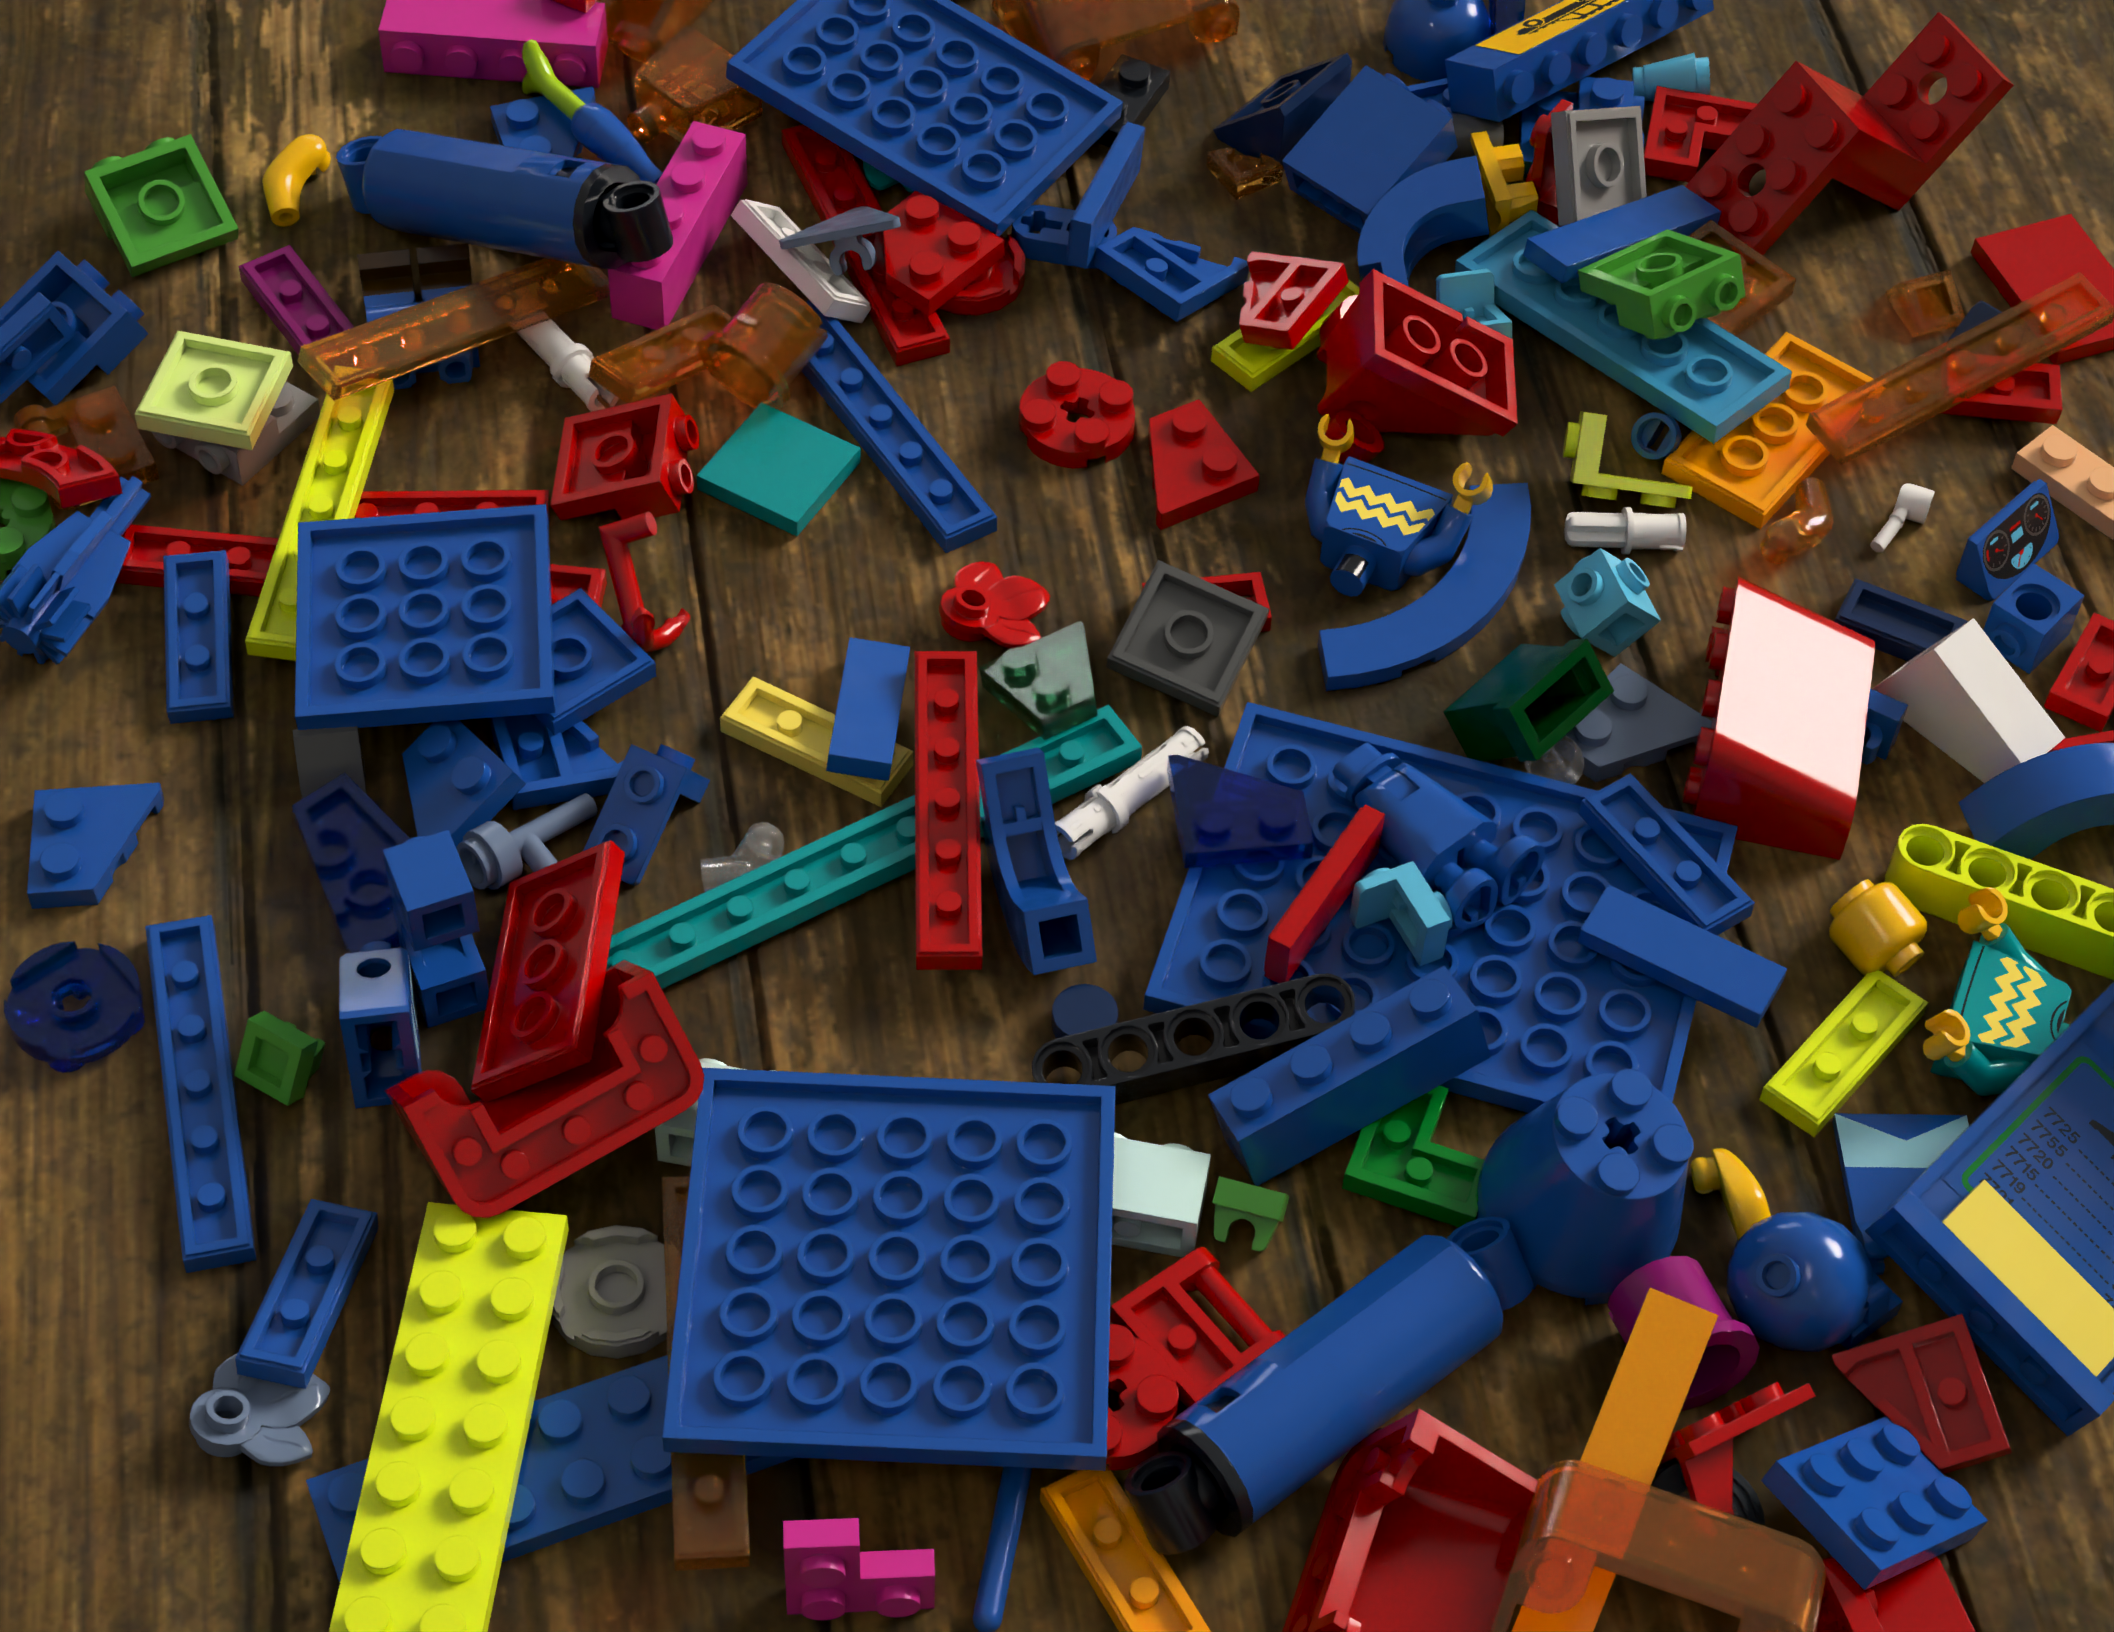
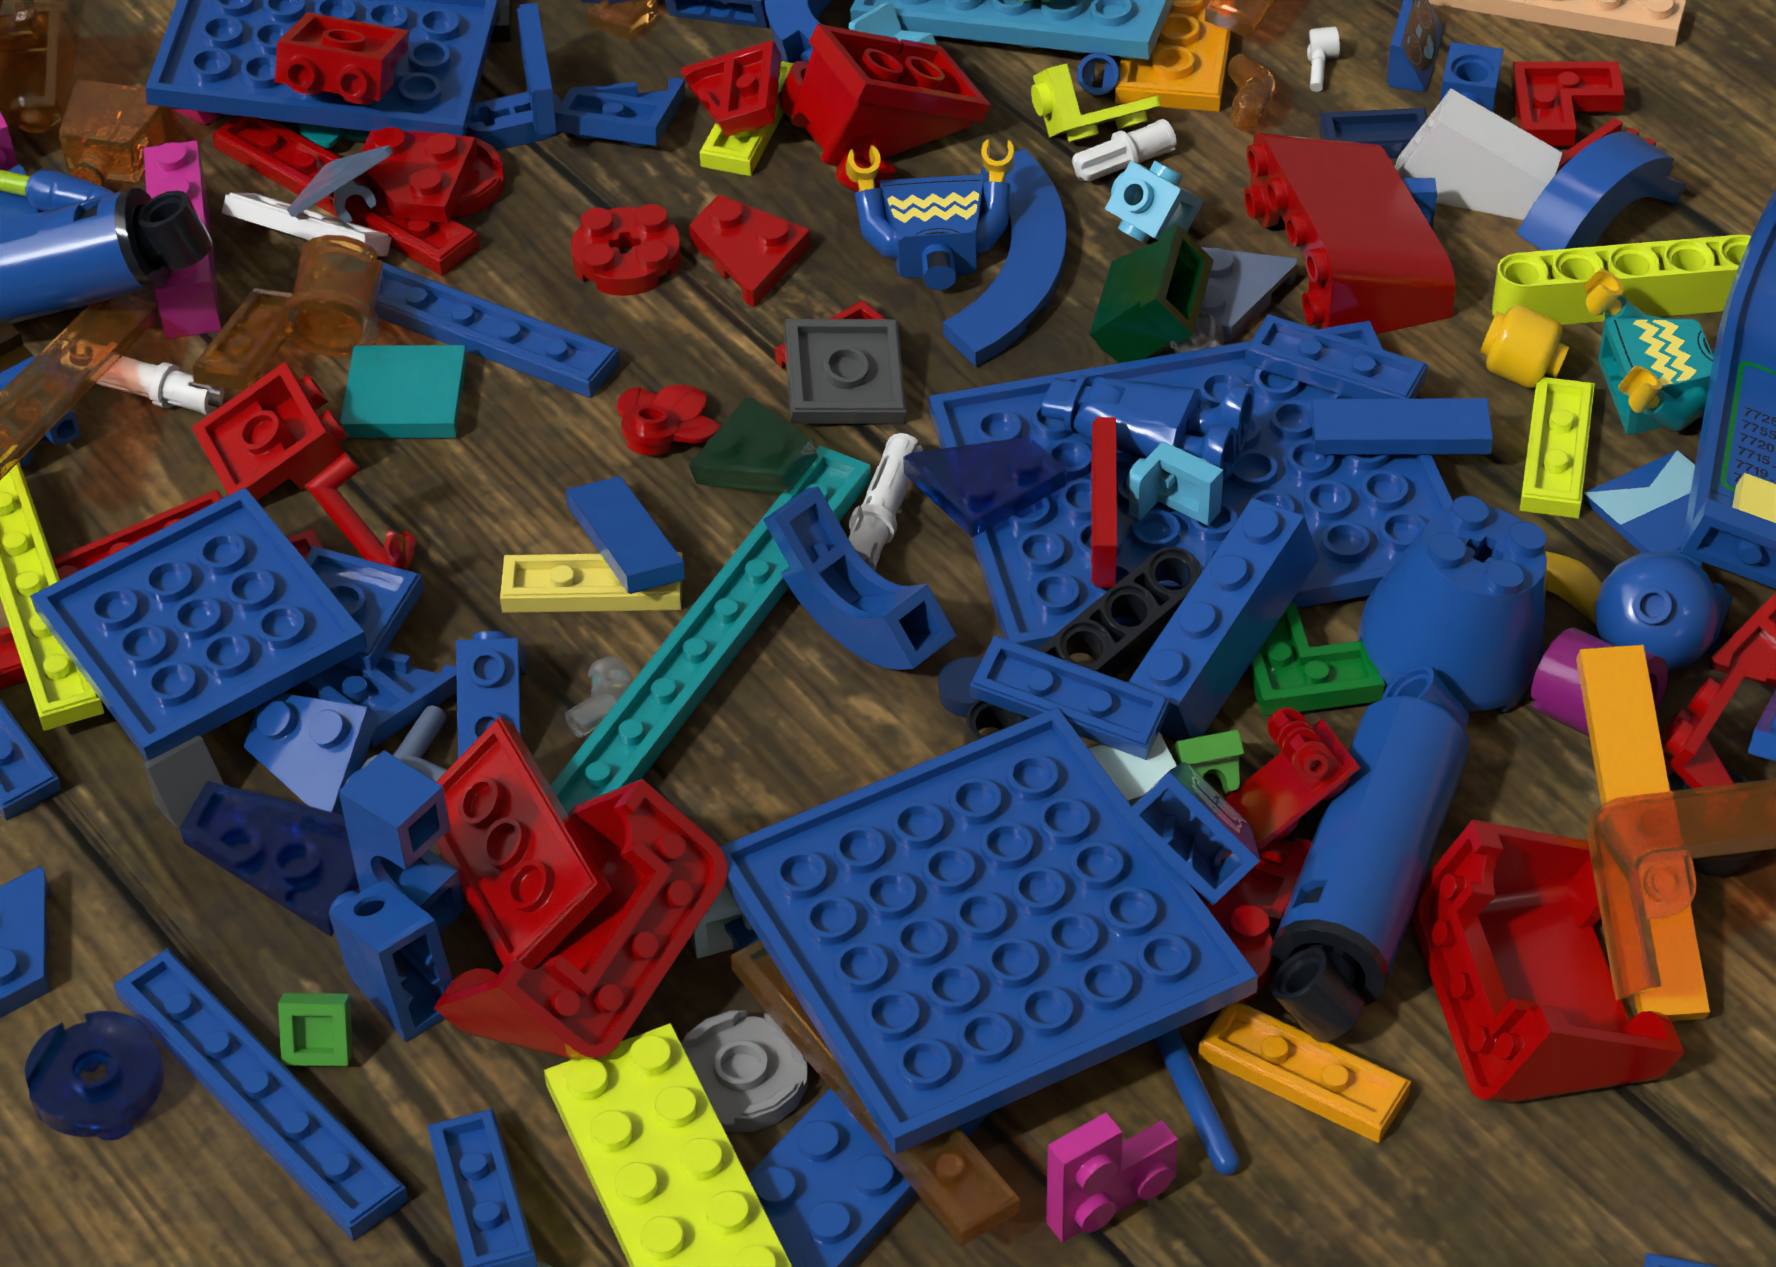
camera: 25 degrees left, 5 degrees down
(917, 106) = (340, 57): none -> red plate
(947, 812) = (752, 579): red tile -> none
(1147, 1084) = (1090, 701): none -> blue tile
(1151, 1277) = (1194, 831): none -> blue torso
(1309, 1273) = (1307, 770): none -> red hinge

